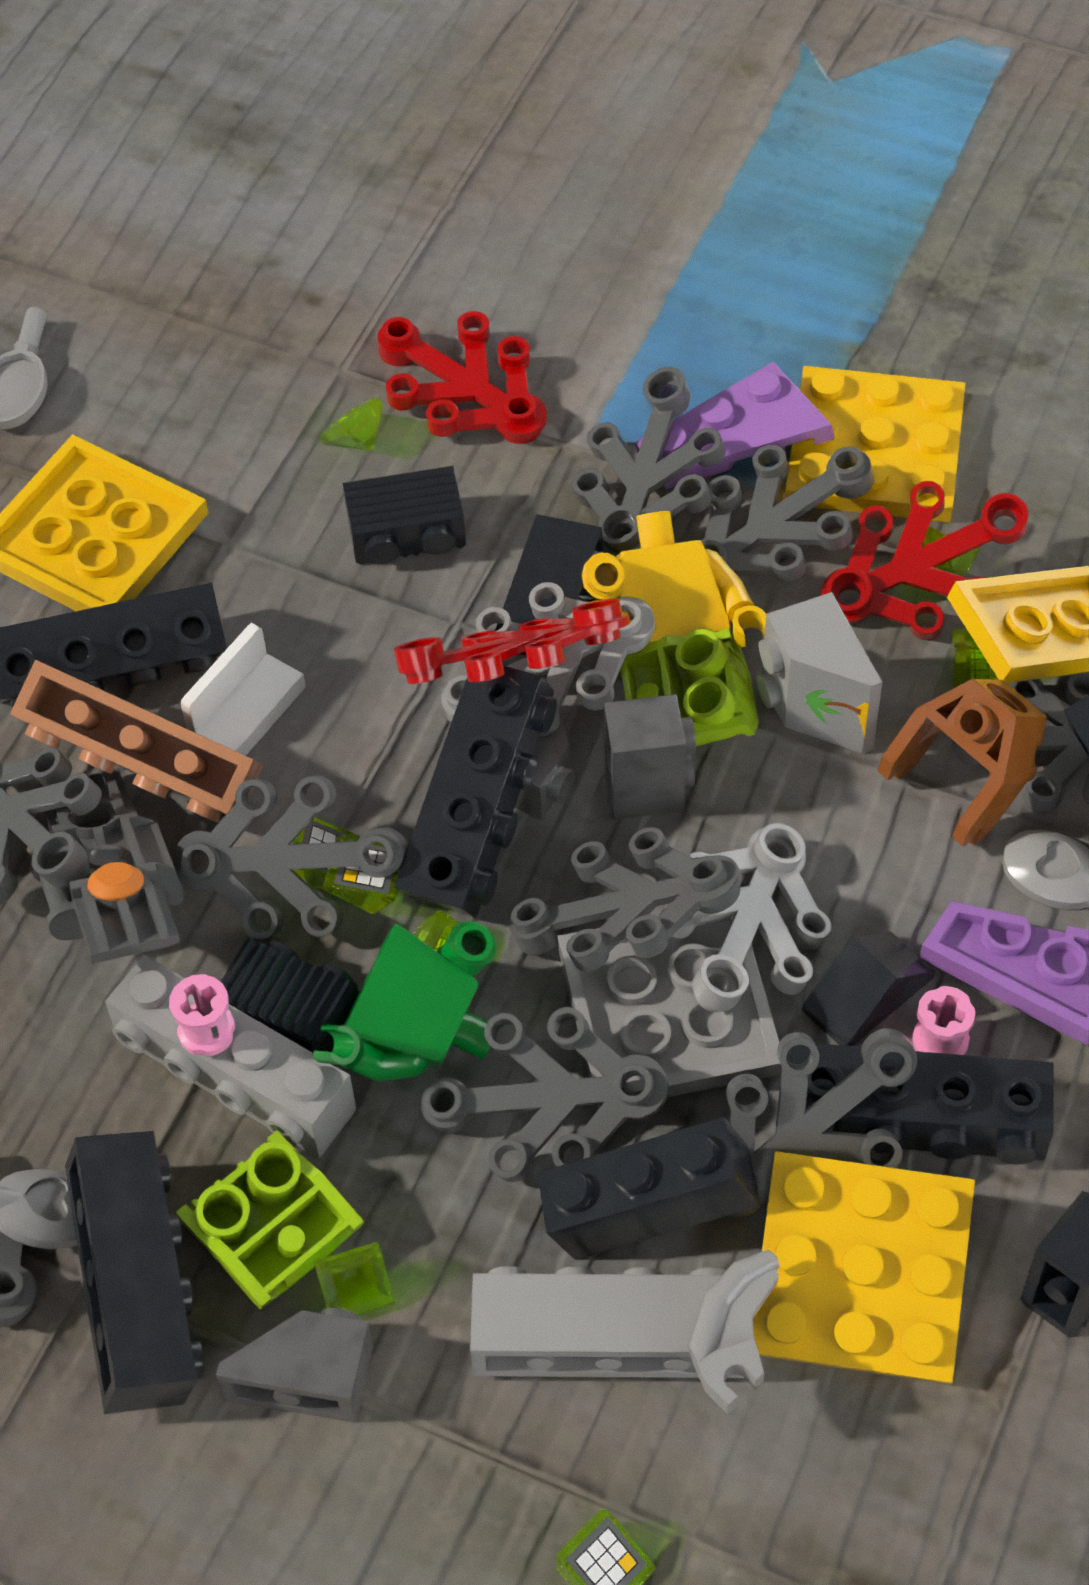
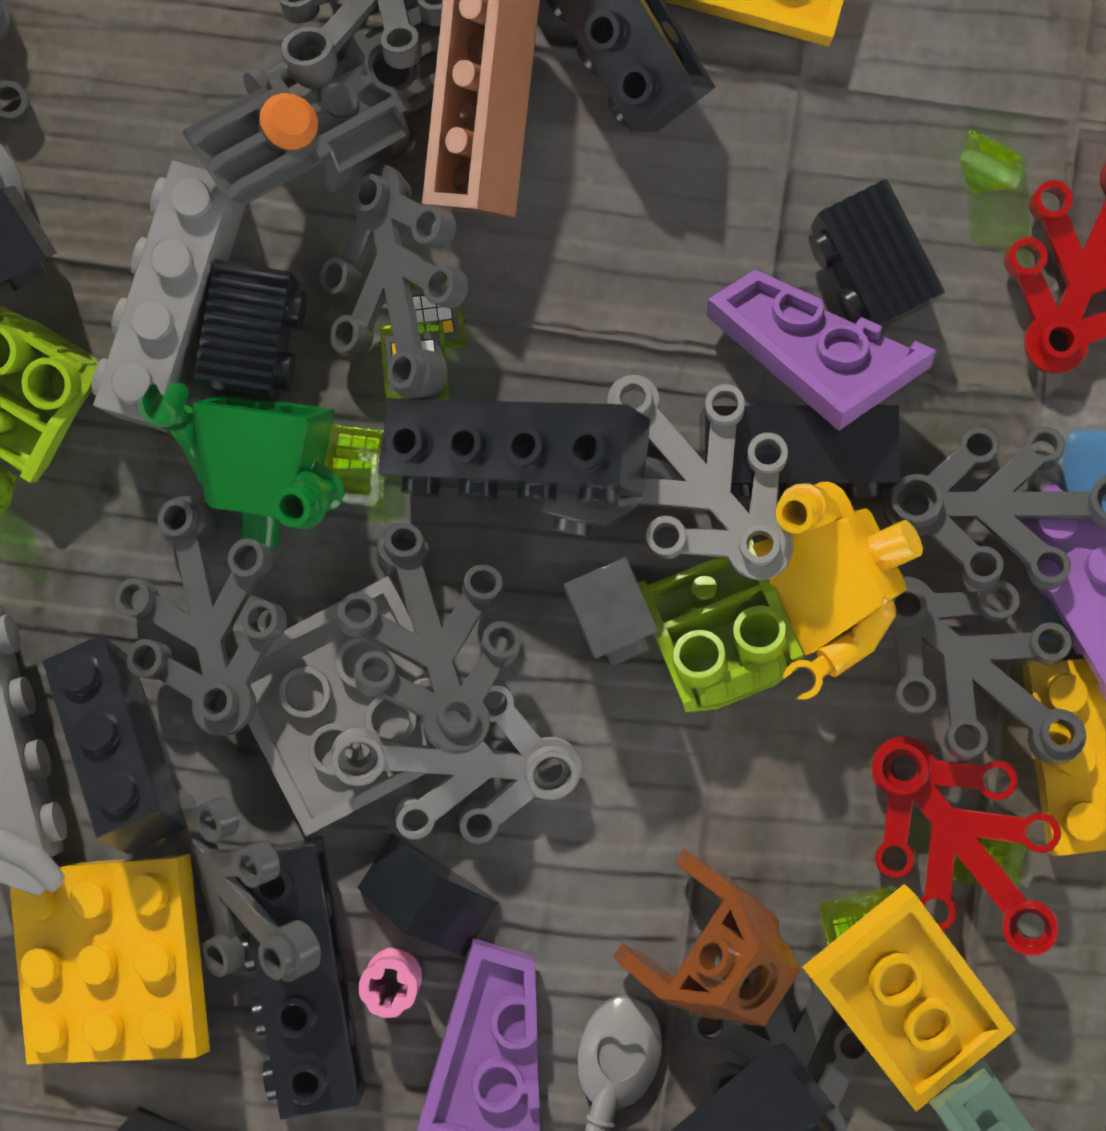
camera: 75 degrees right, 30 degrees up
(211, 1002) = (131, 247): bright pink bush -> none
(241, 694) = (592, 166): white panel -> none
(475, 558) = (820, 356): none -> medium lavender wing
(540, 639) = (706, 514): red plant -> none
(819, 674) = (767, 767): light grey slope -> none

